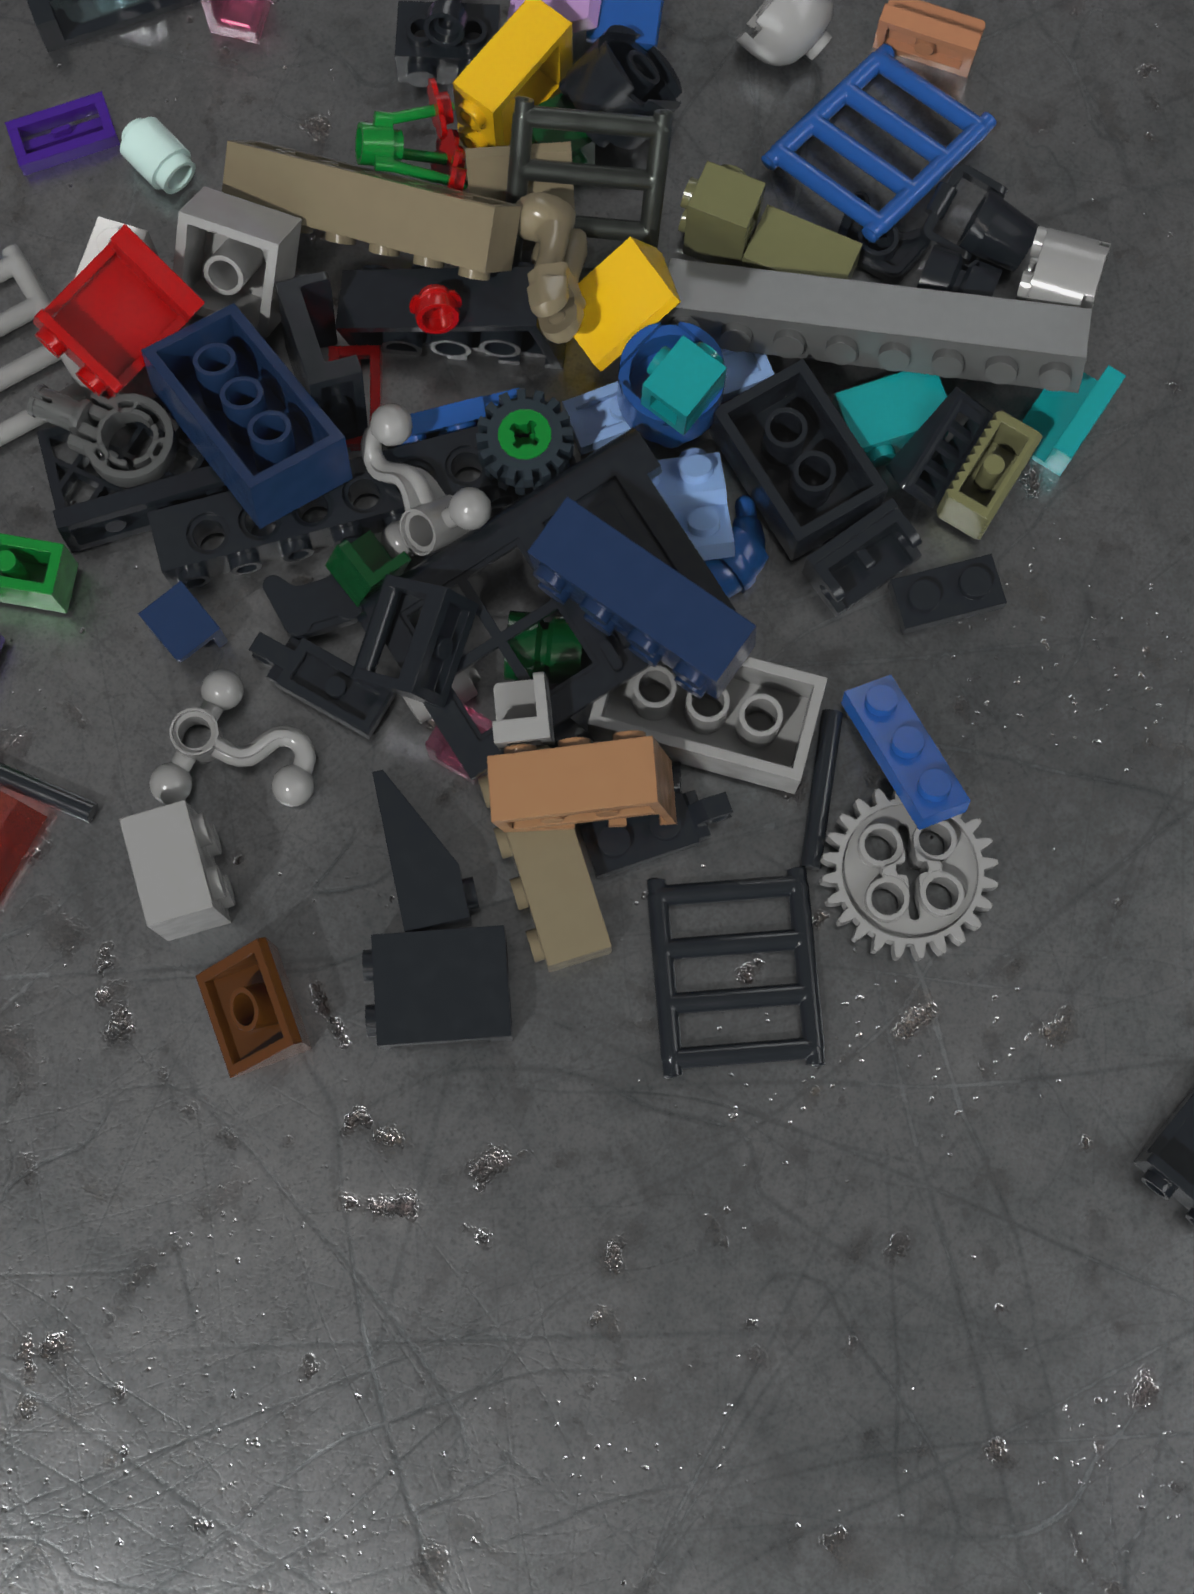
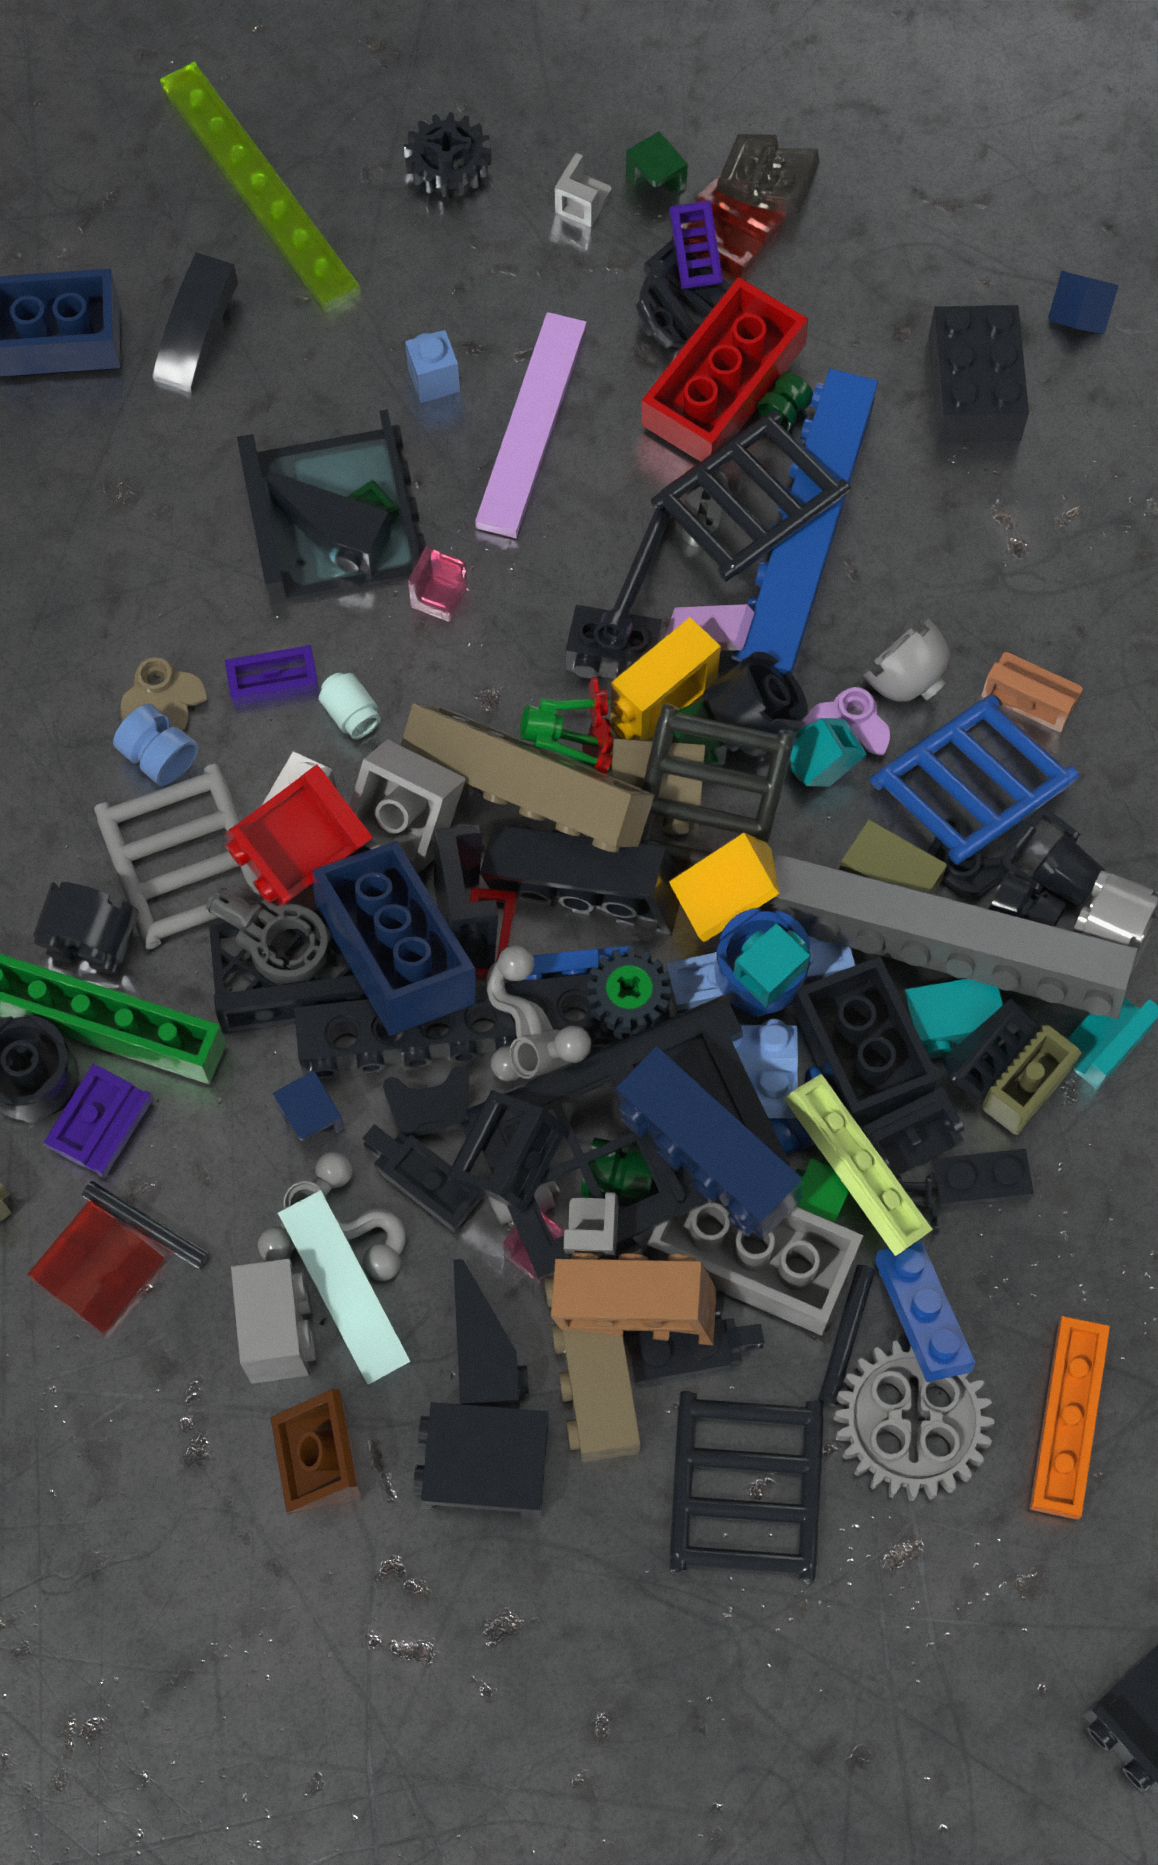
camera: 10 degrees right, 10 degrees down
(253, 819) = (343, 1287): none -> light aqua tile
(363, 565) = (472, 1080): dark green panel -> none
(436, 308) = (569, 870): red plate -> none
(558, 264) = (678, 849): dark tan piece -> none
(707, 131) = (825, 752): none -> teal brick
(720, 214) = (826, 822): olive brick -> none
(727, 109) = (867, 727): none -> lavender plate
(777, 630) = (822, 1190): none -> green brick
(809, 598) = (858, 1164): none -> yellowish green tile
(893, 634) = (930, 1208): none -> black piece
(1079, 844) = (1070, 1418): none -> orange plate

